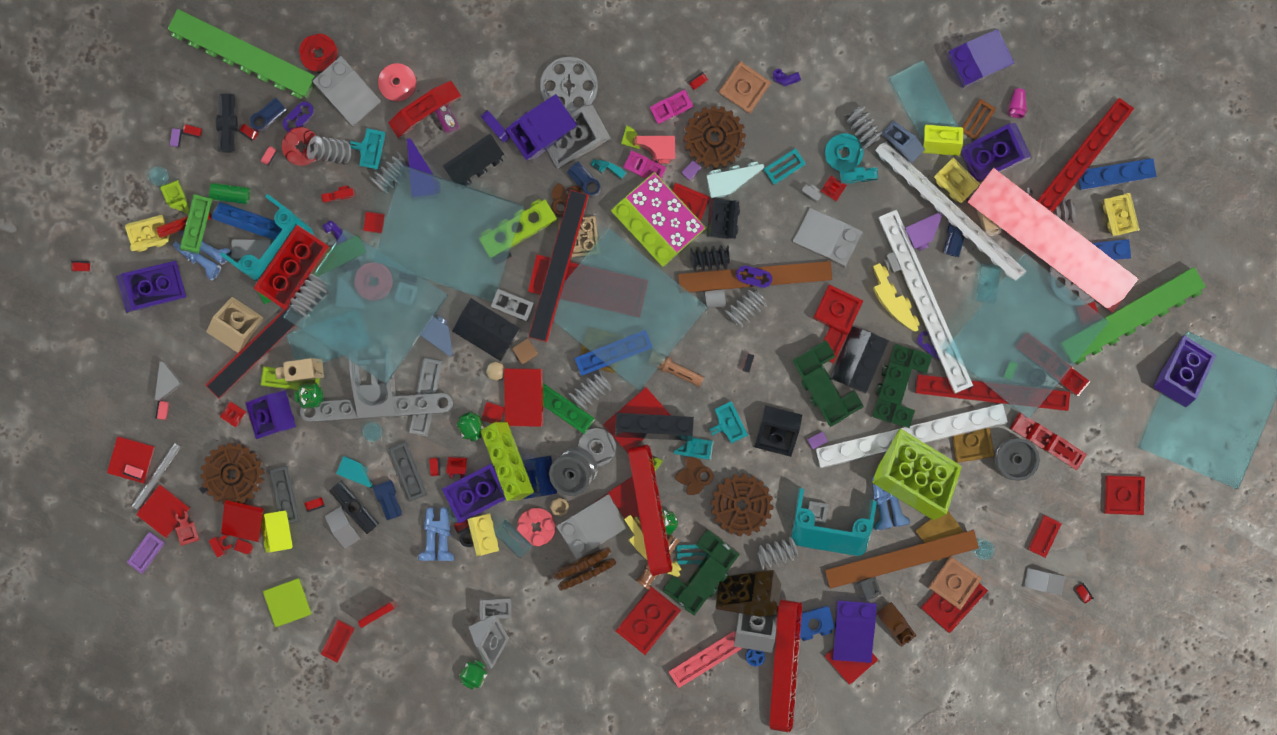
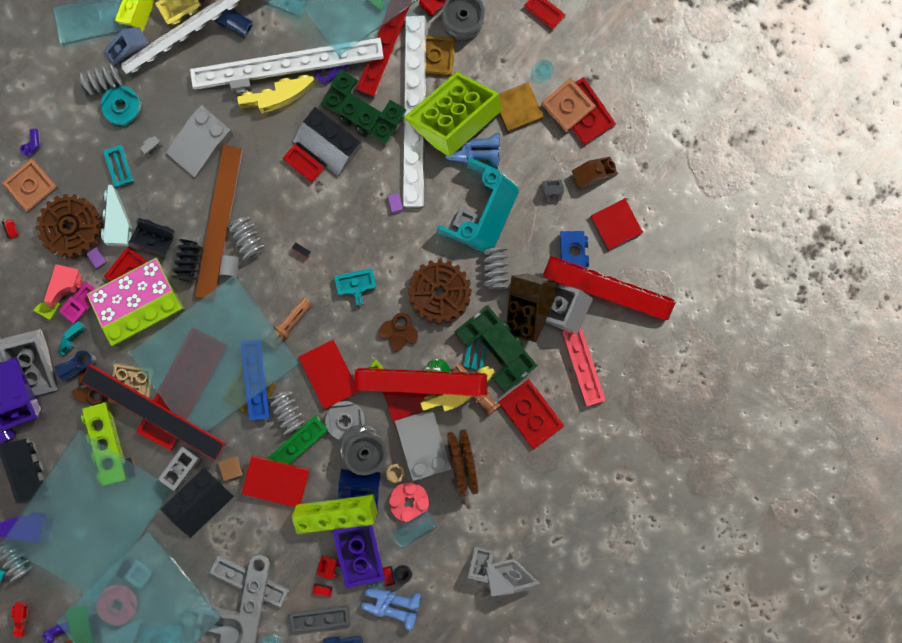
camera: 80 degrees left, 5 degrees down
(374, 222) = (58, 589): red tile -> none
(439, 335) = (189, 552): sand blue slope -> none
(470, 426) = (290, 543): green head -> none
(473, 675) = (542, 604): green head -> none
(483, 534) = (402, 557): light yellow bracket -> none
(492, 413) = (283, 517): red plate -> none
(495, 371) = (242, 503): tan tile -> none
(654, 426) = (339, 357): black brick -> none
(671, 106) = (28, 261): dark pink slope -> none
(696, 448) = (372, 322): teal slope -> none
(755, 272) = (222, 224): dark purple beam -> none
(757, 658) = (595, 315): blue wheel -> none
(778, 431) = (376, 237): black slope -> none
(822, 387) = (342, 184): dark green bracket -> none
(833, 188) = (153, 125): red tile -> none
(838, 309) = (272, 150): red tile -> none
(854, 631) = (591, 213): dark purple slope -> none
(858, 175) = (145, 93): teal plate -> none
(902, 559) = (532, 150): dark orange tile -> none
(923, 231) = (218, 48): medium lavender slope -> none
(1044, 581) = (588, 21): light grey slope -> none

